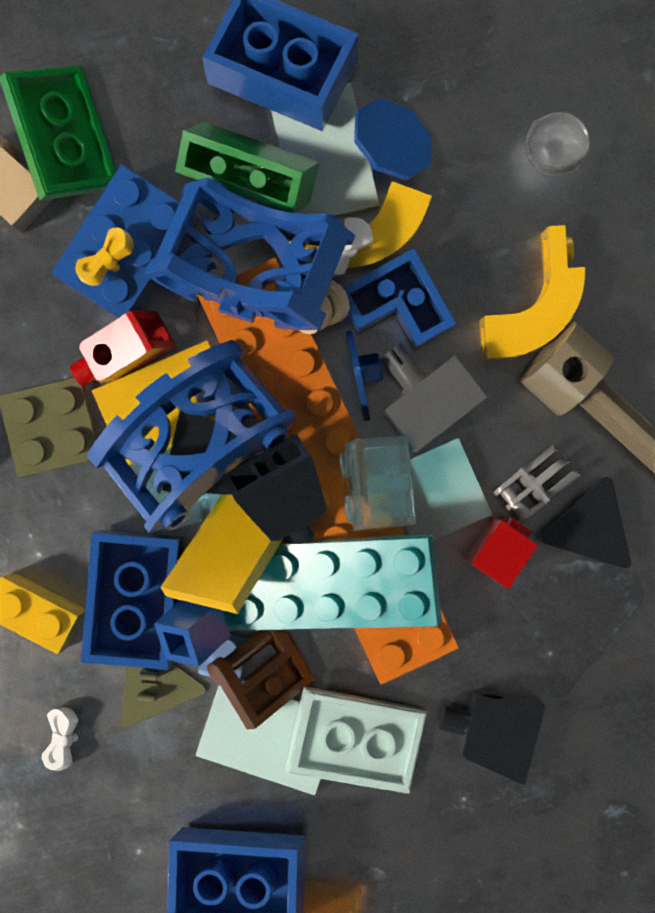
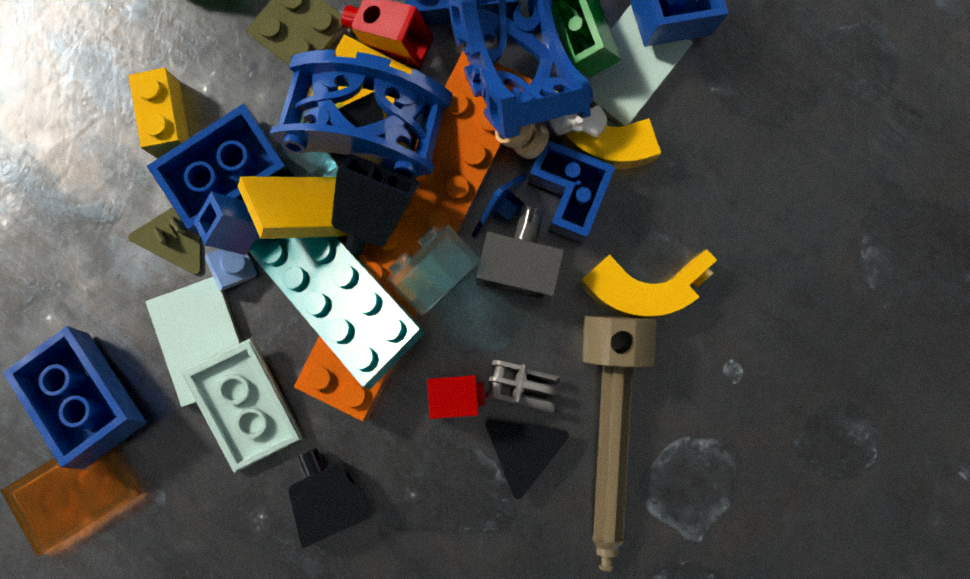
camera: 55 degrees right, 5 degrees down
(58, 753) = (74, 206): white piece -> none
(268, 685) = (231, 310): reddish brown plate -> none
(392, 139) = (678, 98): blue piece -> none
(445, 491) = (463, 325): light aqua tile -> none
(557, 144) = (767, 212): clear hair -> none

